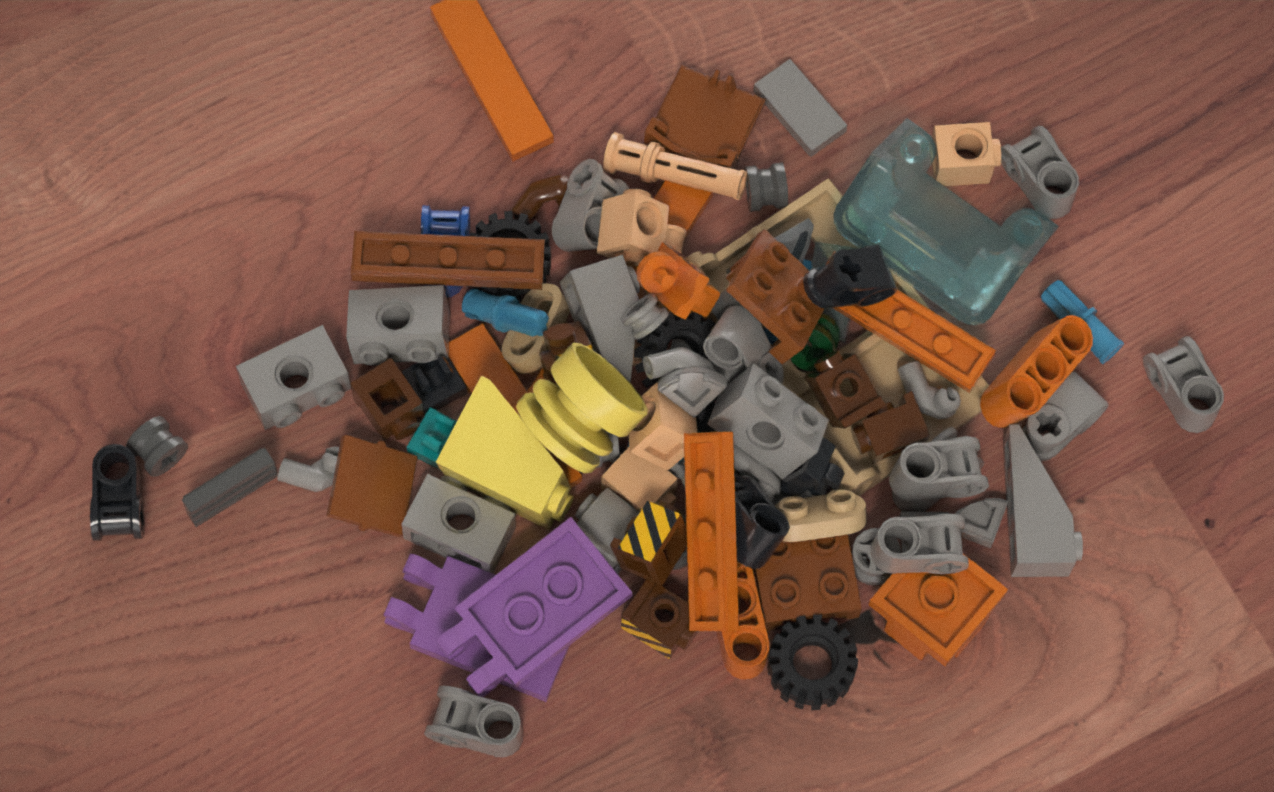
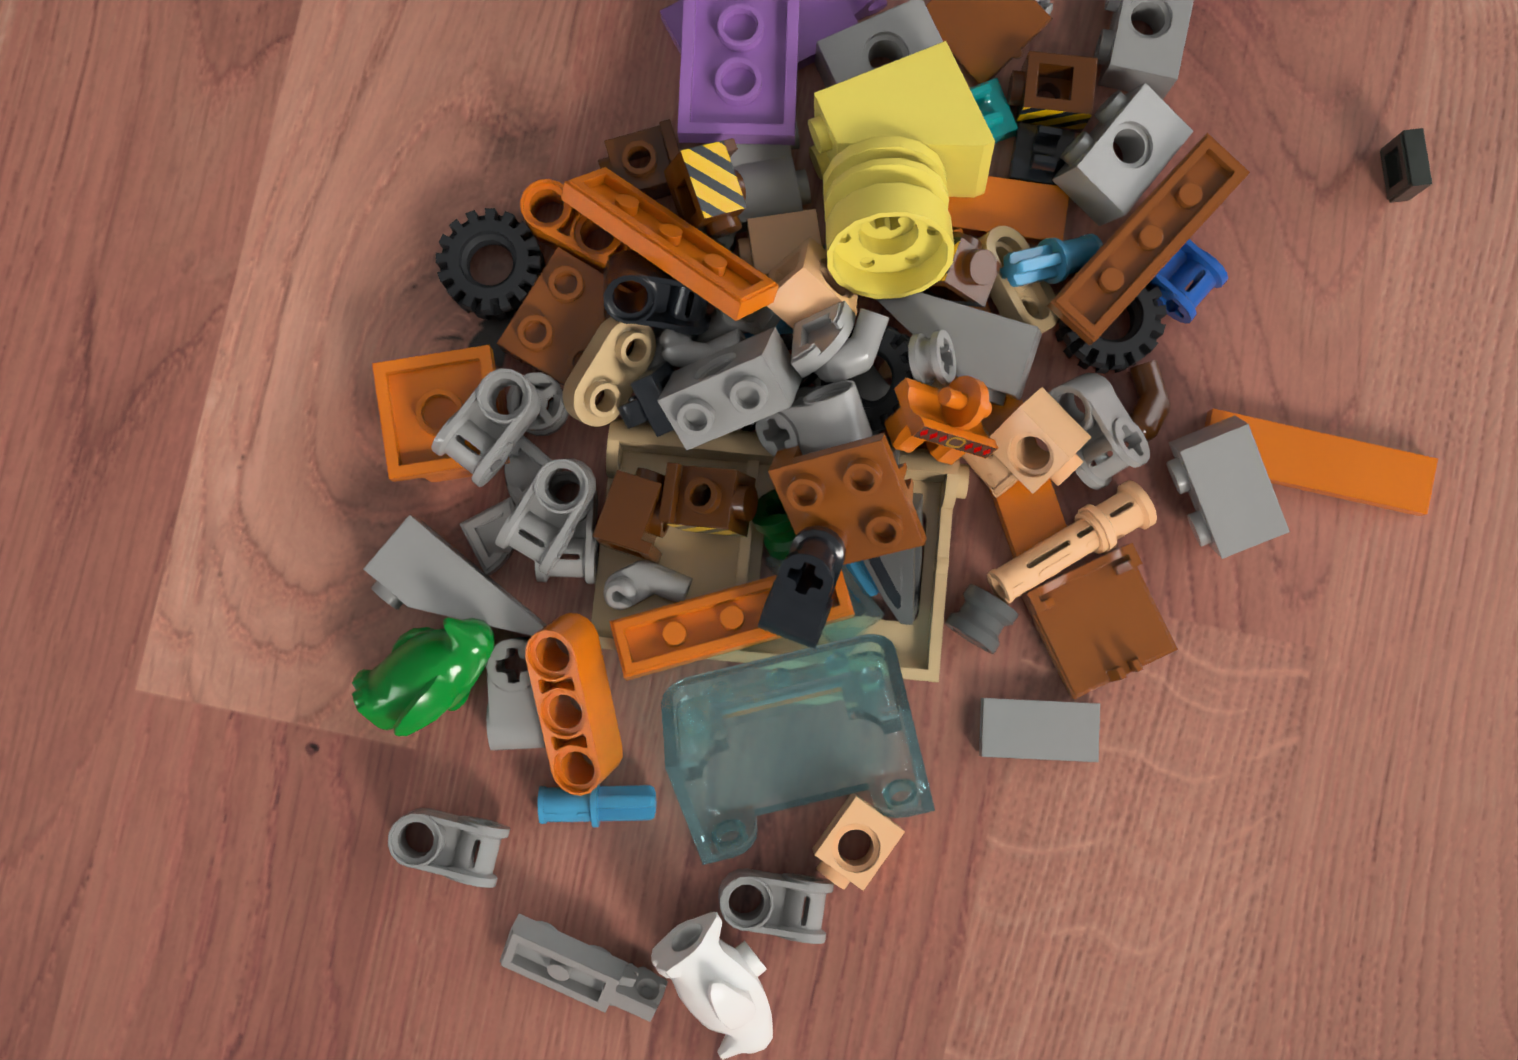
camera: 130 degrees right, 15 degrees up
(254, 157) = (1406, 165): none -> pearl dark grey tile
(560, 105) = (1227, 487): none -> light grey brick
(1103, 474) = (424, 675): none -> green animal
(1117, 163) = (717, 983): none -> white animal
(1184, 249) = (580, 969): none -> light grey hinge

